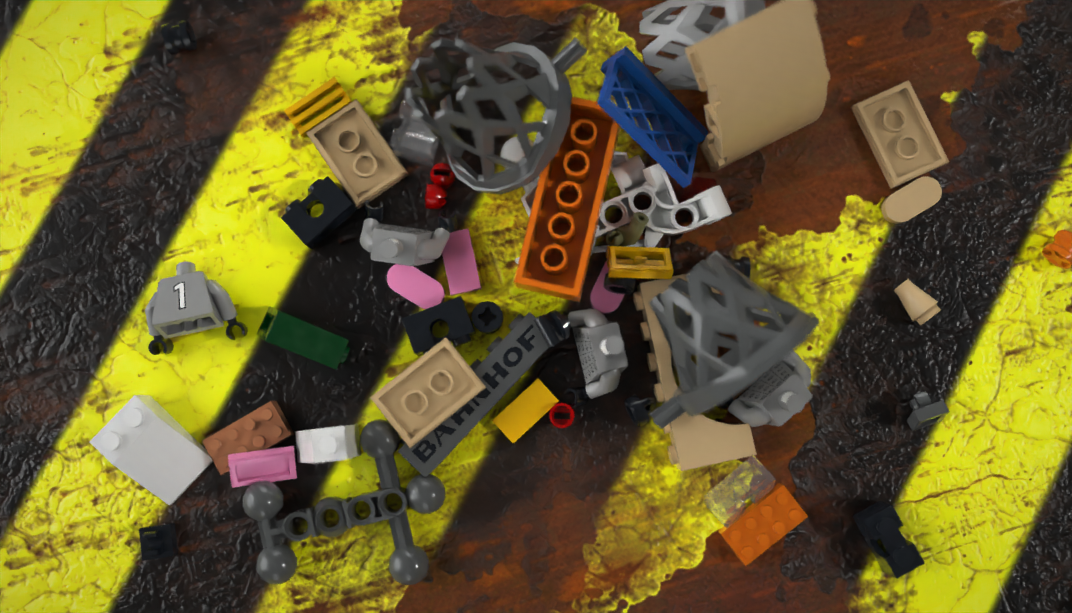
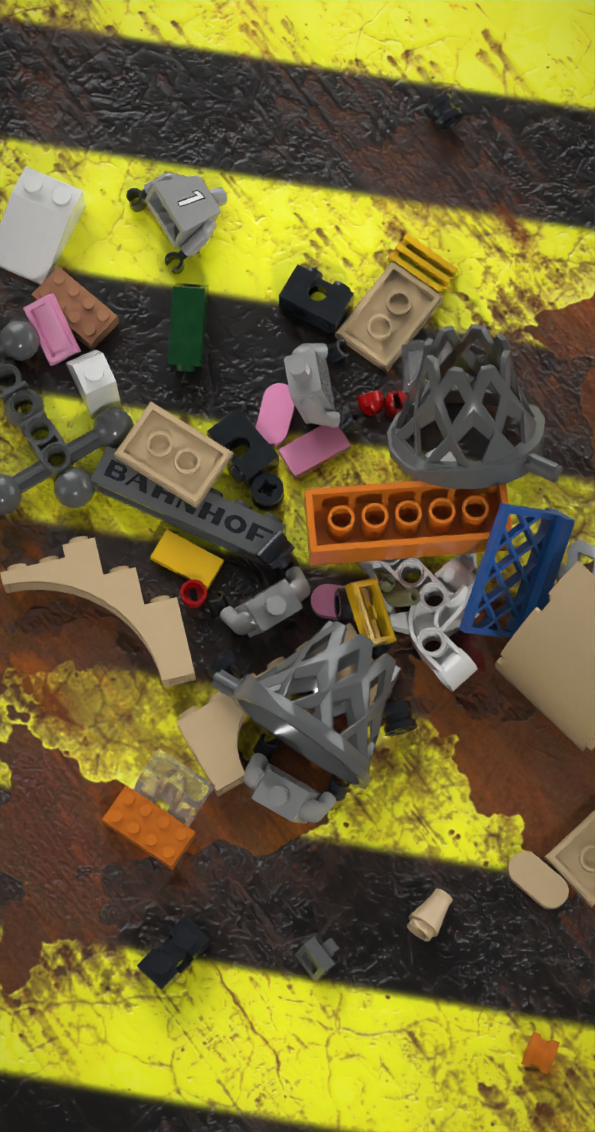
camera: 70 degrees right, 10 degrees down
(509, 510) = (81, 574): none -> tan arch

